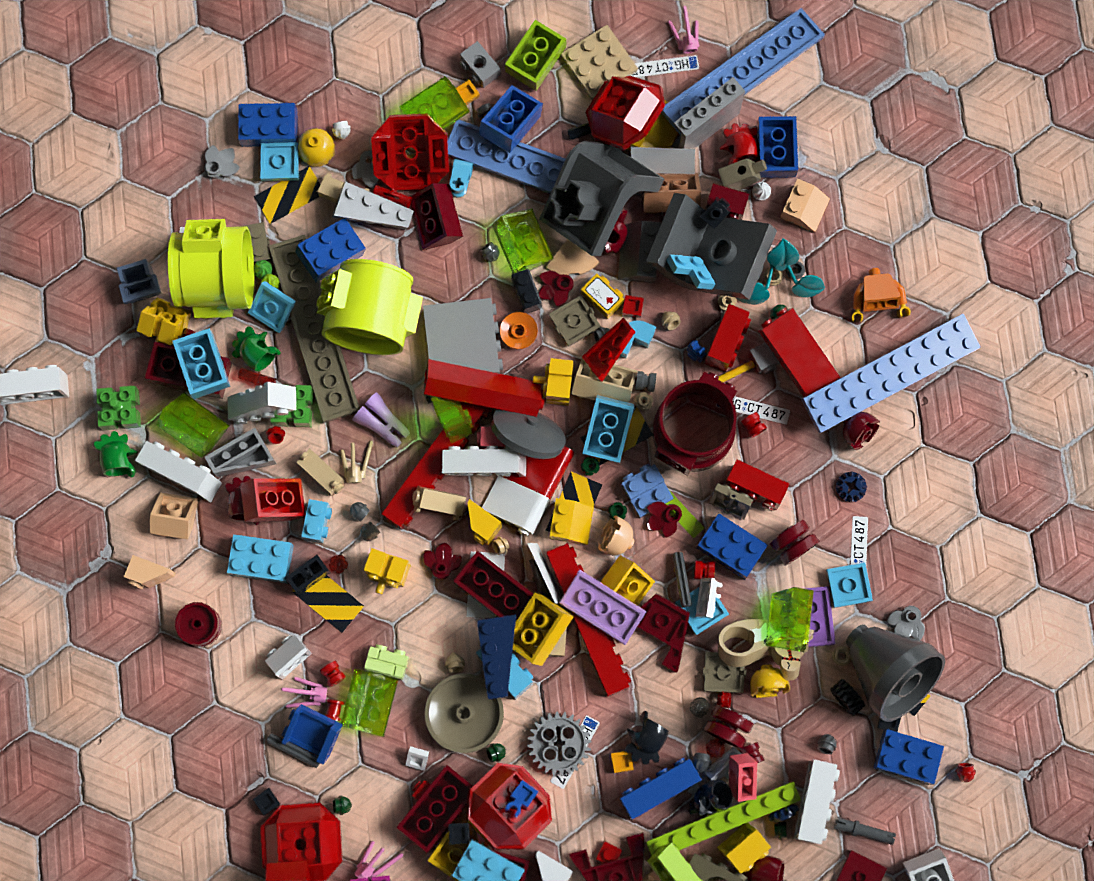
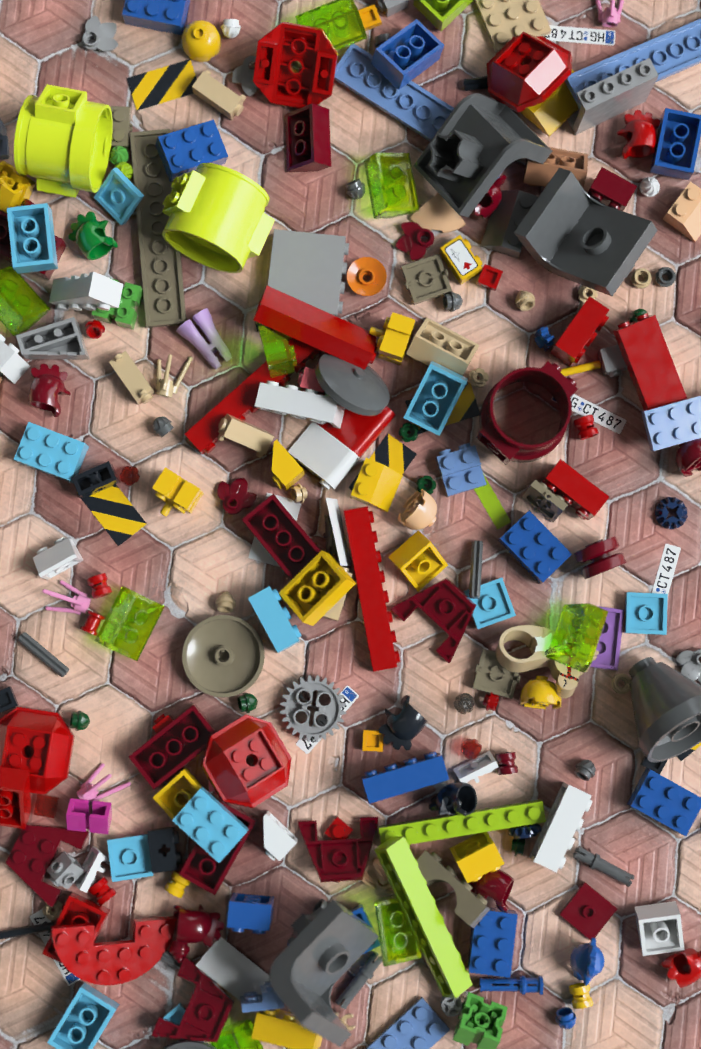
camera: 10 degrees right, 5 degrees up
(254, 377) = (86, 265): clear red axle -> none
(272, 499) = (75, 395): red brick -> none
(279, 161) = (160, 47): medium azure plate -> none
(312, 732) = (65, 640): blue panel -> none
(316, 521) = (116, 427): medium azure brick -> none
(365, 206) = (235, 111): wing -> none
(369, 532) = (168, 450): clear smoke plate -> none
(386, 662) = (156, 587): yellowish green brick -> none
(403, 199) = (278, 115): red pin -> none
(417, 758) = (165, 690): white plate -> none
(459, 833) = (190, 778): black plate -> none
(460, 175) = (343, 102): medium azure piece -> none
(496, 646) = (269, 600): dark blue wing -> none
(522, 797) = (262, 756): blue plate -> none
(526, 291) = (383, 237): black brick -> none
(602, 607) = (388, 580): lavender tile -> none
(608, 349) = (453, 316): red wing -> none
(642, 336) = (485, 304): medium azure brick -> none
(645, 381) = (483, 357): dark grey wheel -> none
(660, 517) = (469, 504): dark red plate -> none
(666, 159) = (558, 132): white sticker -> none
(694, 267) = (562, 250): medium azure plate -> none
(701, 762) = (453, 759): dark grey plate -> none
(707, 597) = (496, 595): white plate -> none
(709, 569) = (505, 567): red wheel -> none
(716, 212) = (598, 197): black brick -> none
(729, 725) = (488, 731): dark red wheel -> none
(742, 173) = (634, 163): dark tan torso -> none
(743, 777) = (492, 785): coral brick -> none
(781, 258) = (654, 260): teal plant -> none
(847, 697) = (617, 727): black tyre -> none

